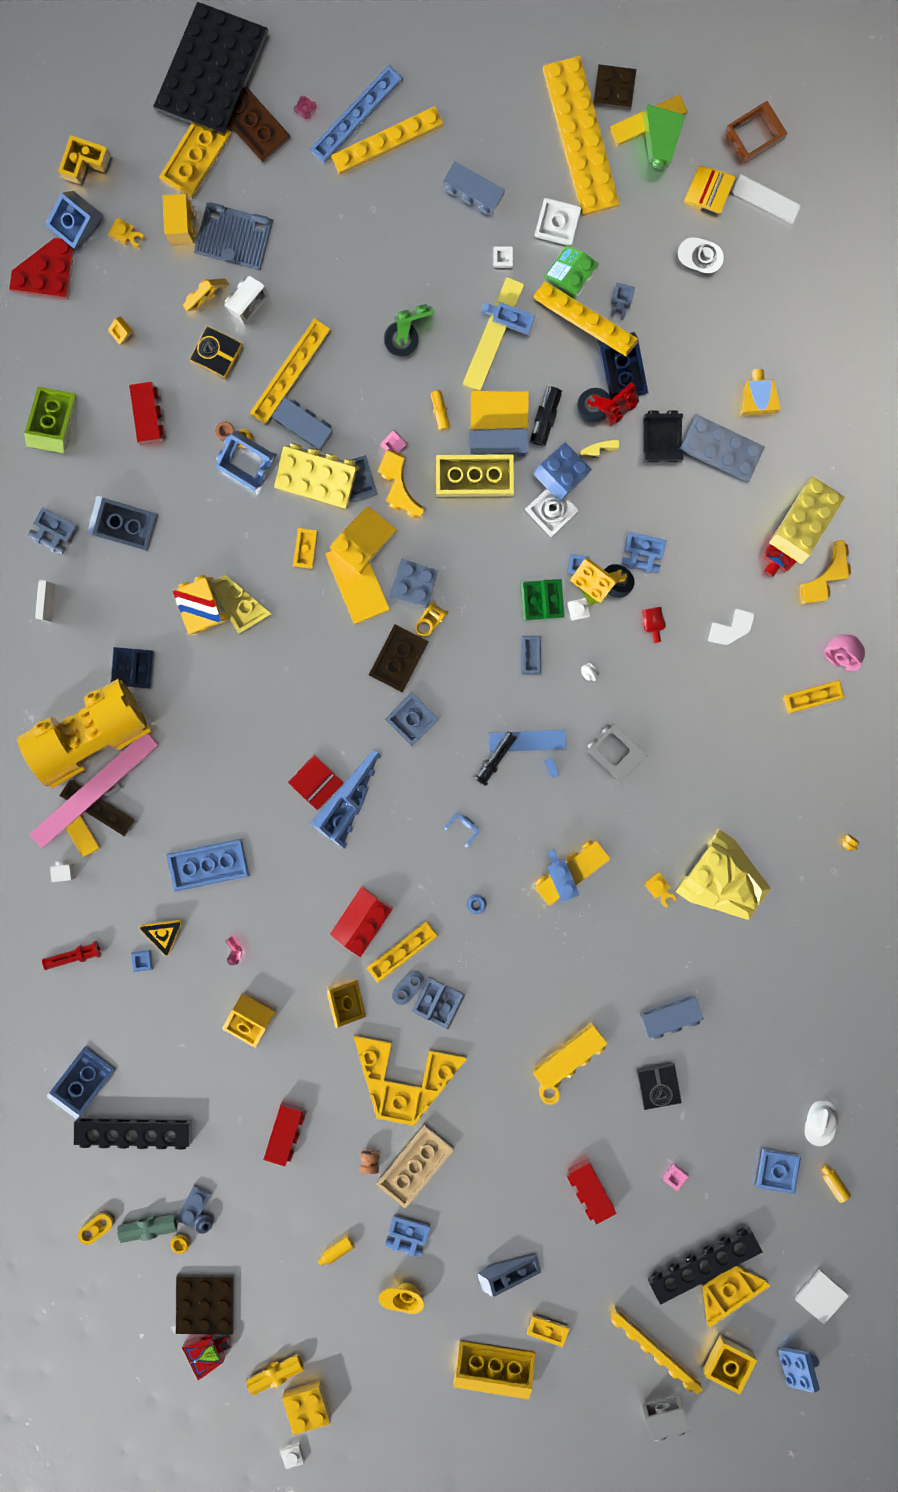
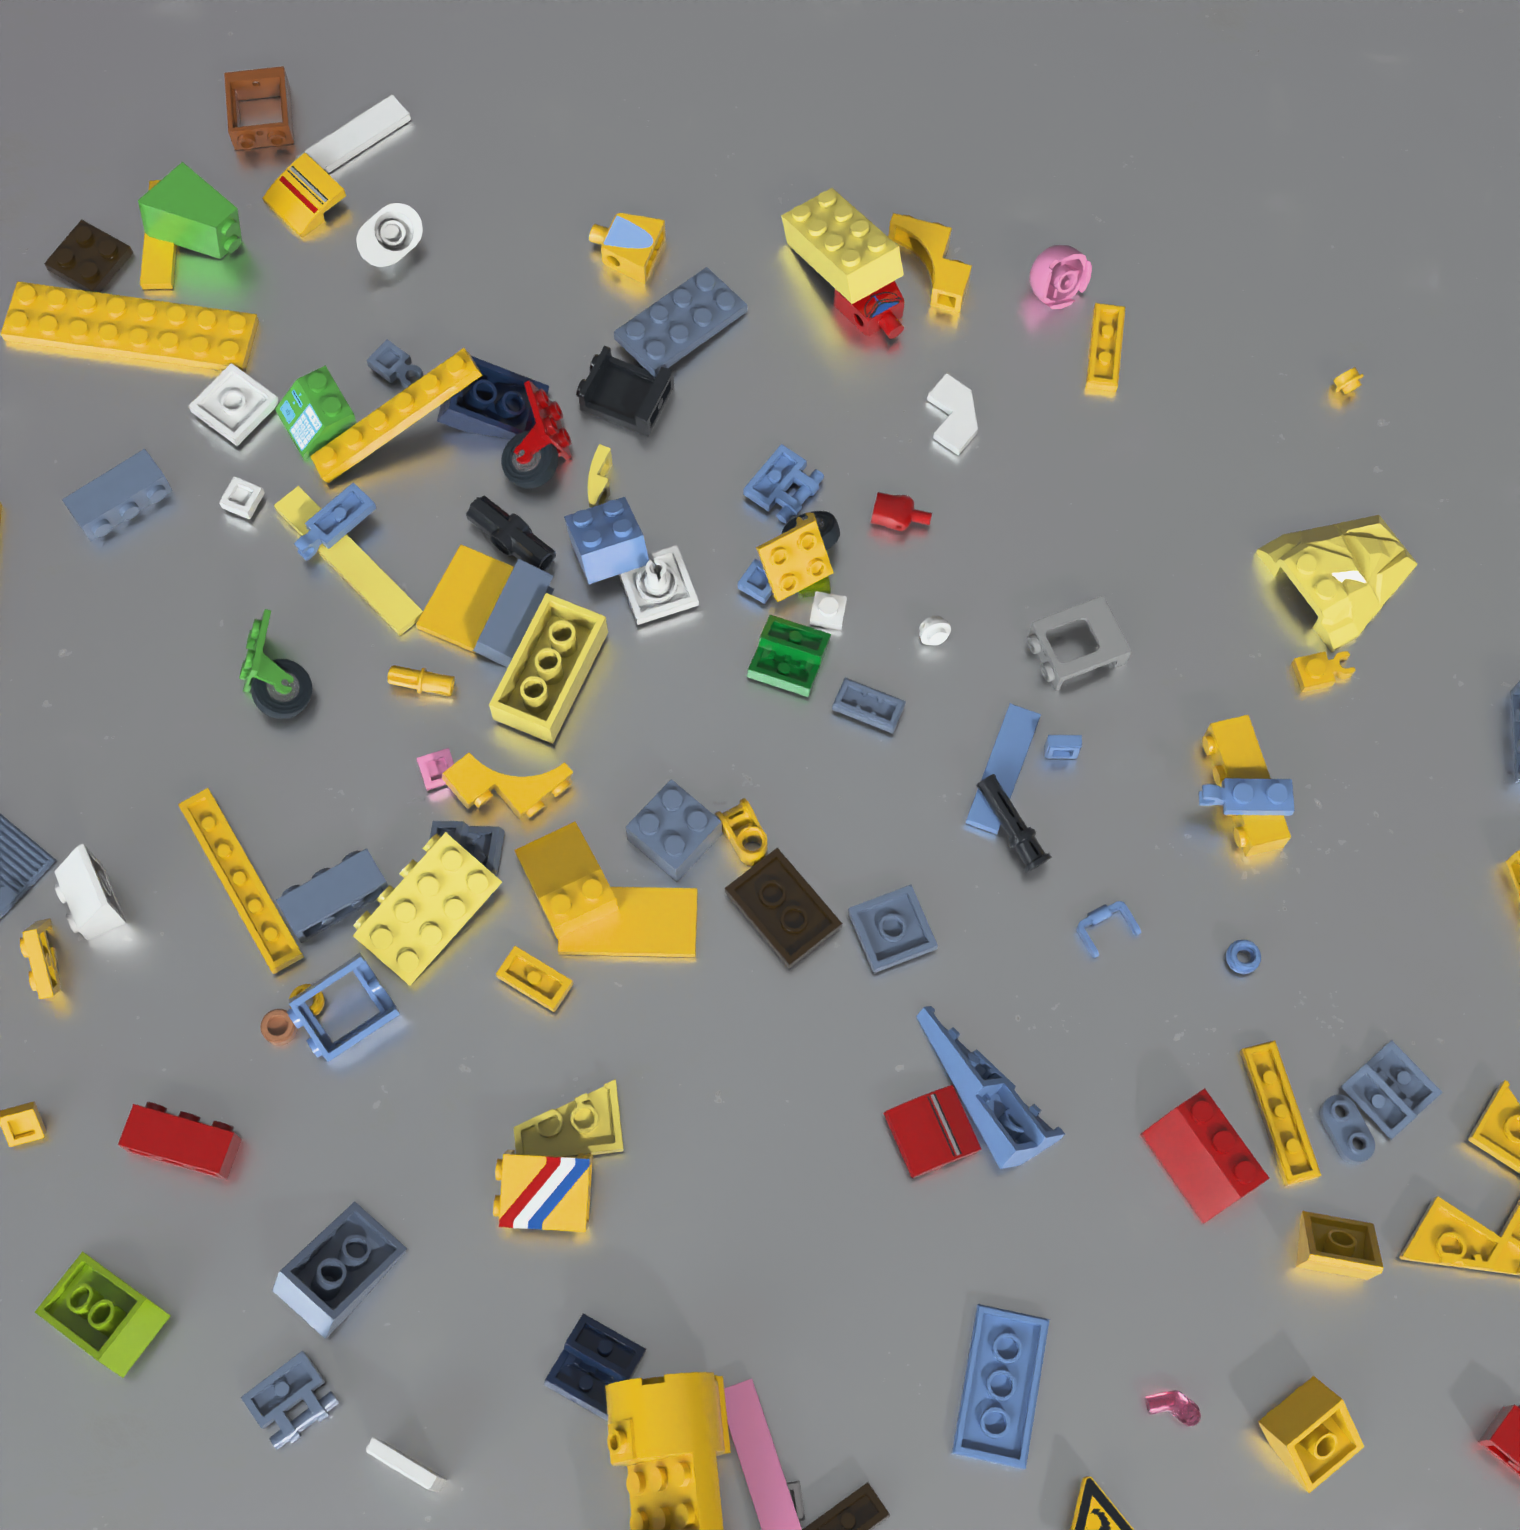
camera: 70 degrees left, 20 degrees down
(216, 352) = (144, 983): black slope -> none

